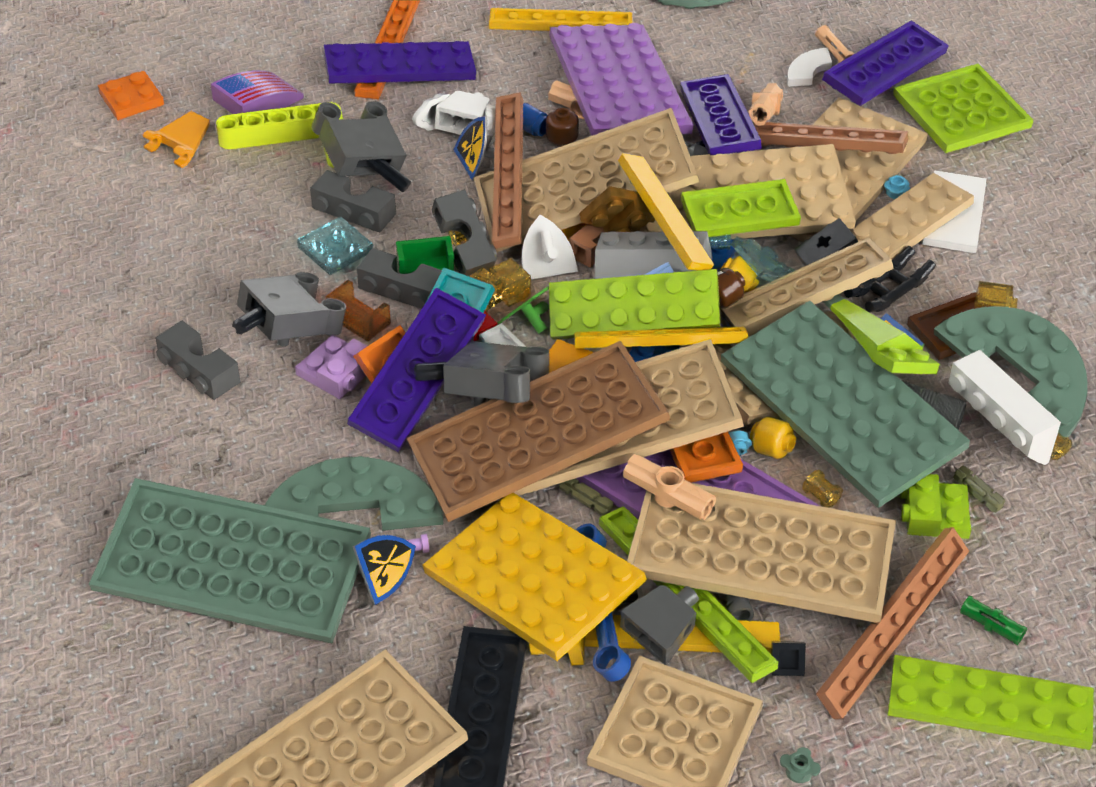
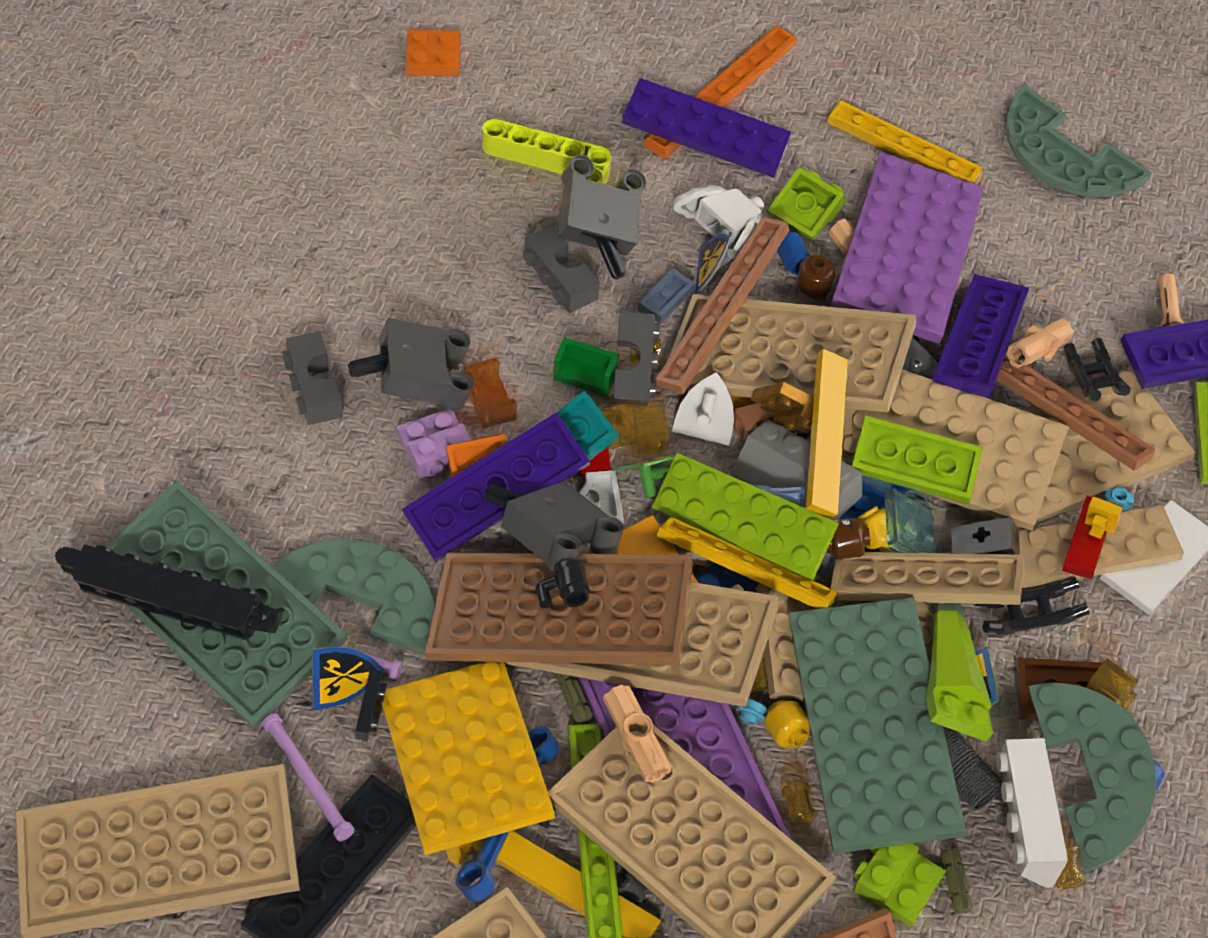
camera: 25 degrees right, 10 degrees up
(181, 135) = (450, 121): light orange flag -> none
(185, 565) = (168, 592): none -> black hinge
(253, 92) = (547, 103): medium lavender slope -> none
(335, 245) = (514, 310): clear light blue plate -> none
(380, 276) = (533, 363): dark grey arch -> none
(422, 567) = (374, 692): none -> black plate
(453, 180) = (666, 295): none -> sand blue plate
(471, 676) = (342, 829): none -> lavender bar
(518, 76) = (807, 203): none -> lime plate
(537, 401) = (571, 584): none -> black piece
(661, 620) = (547, 864): dark grey torso -> none
(708, 458) = (702, 720): orange plate -> none
(807, 66) = (1125, 312): white tile -> none
(826, 117) = (1103, 364): none -> black piece
(901, 213) = (1084, 548): none -> red tile
(904, 190) = (1102, 517): none -> yellow tile

